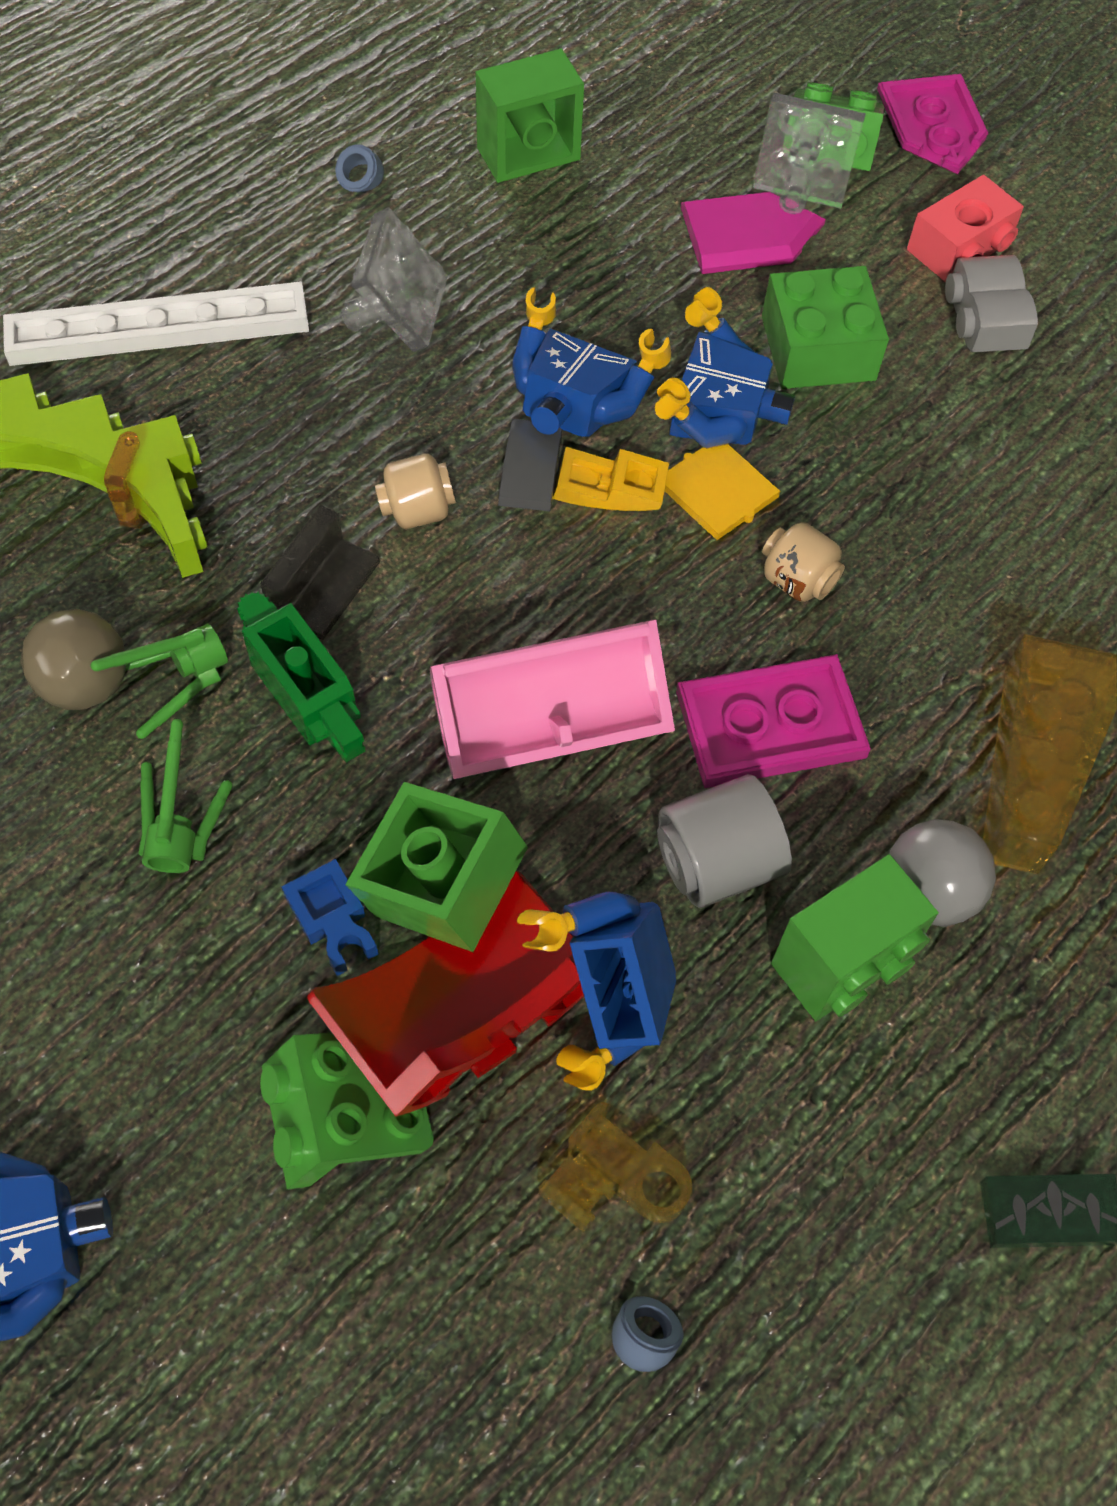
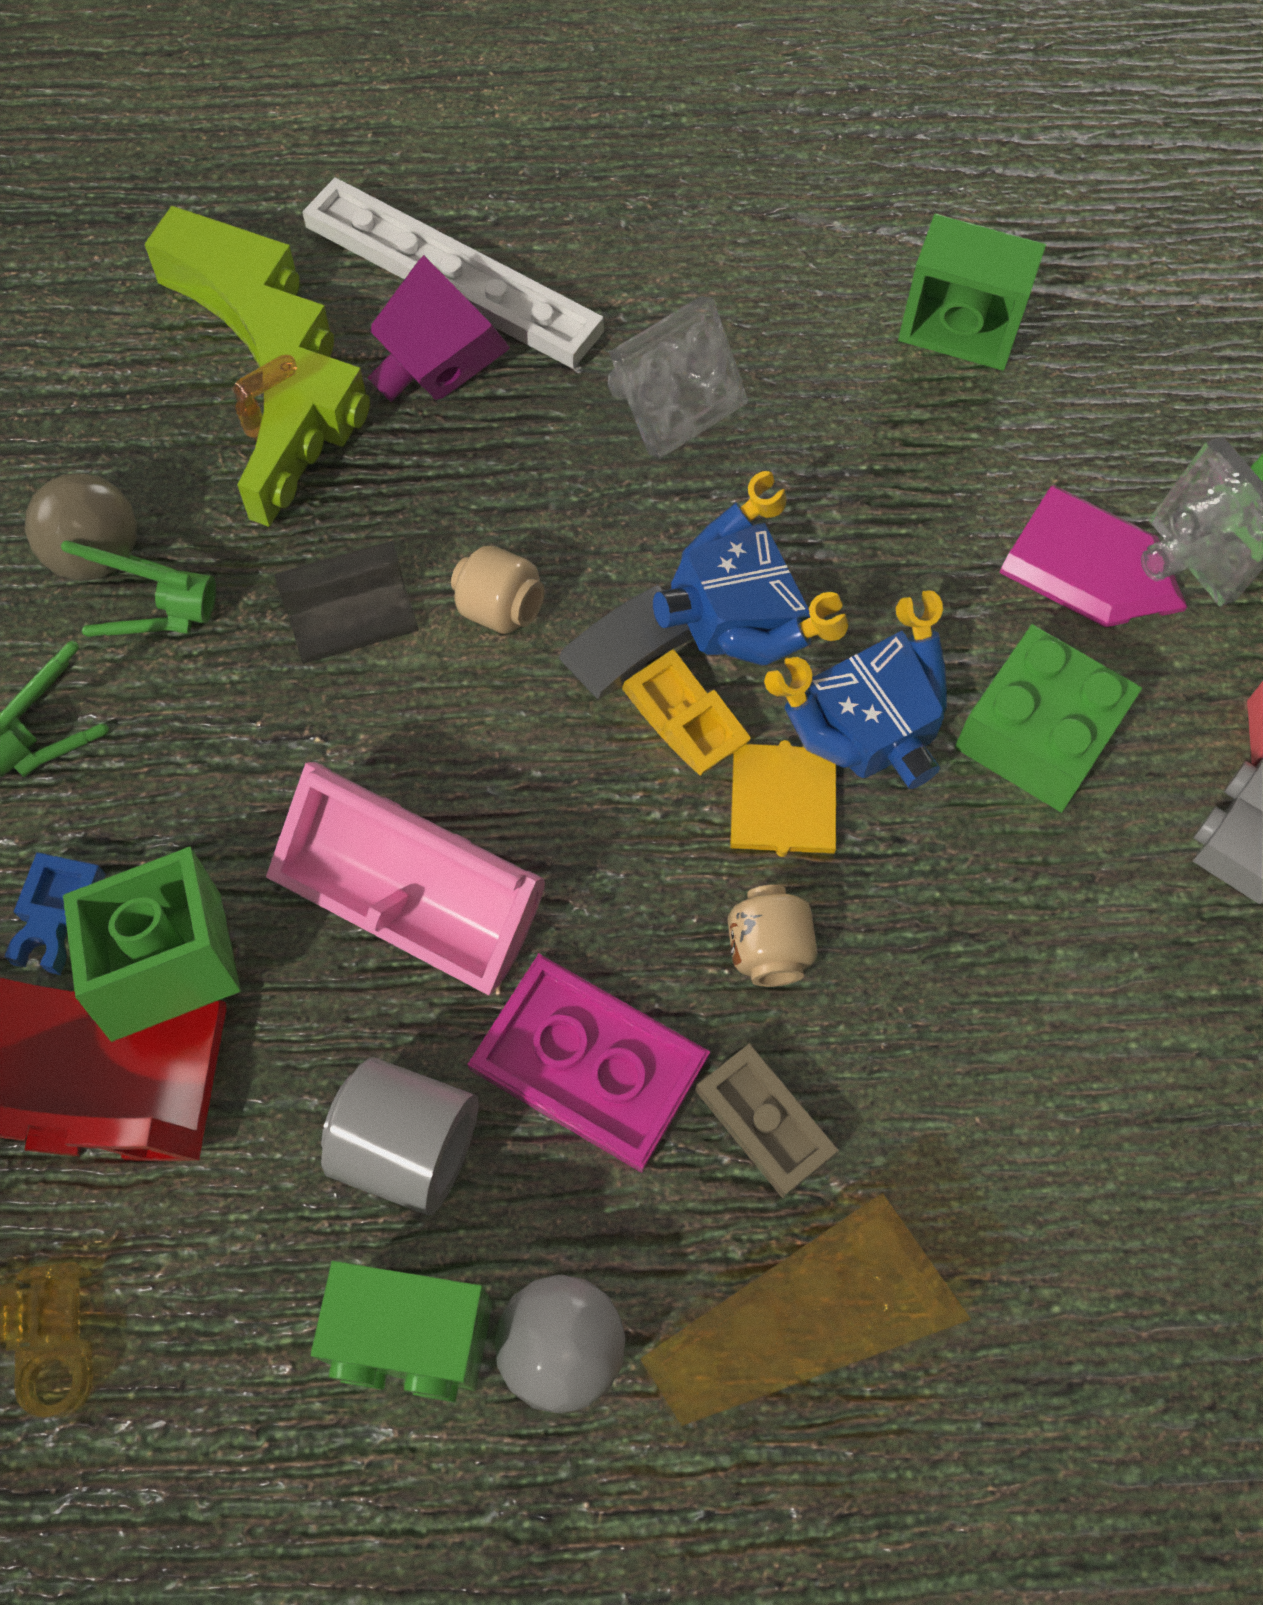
camera: 45 degrees right, 5 degrees up
(199, 364) = (432, 336): none -> magenta torso
(301, 674) = (227, 682): green hinge -> none
(354, 156) = (791, 248): sand blue piece -> none
(622, 973) = (187, 1164): blue torso -> none
(909, 664) = (766, 1120): none -> dark tan plate

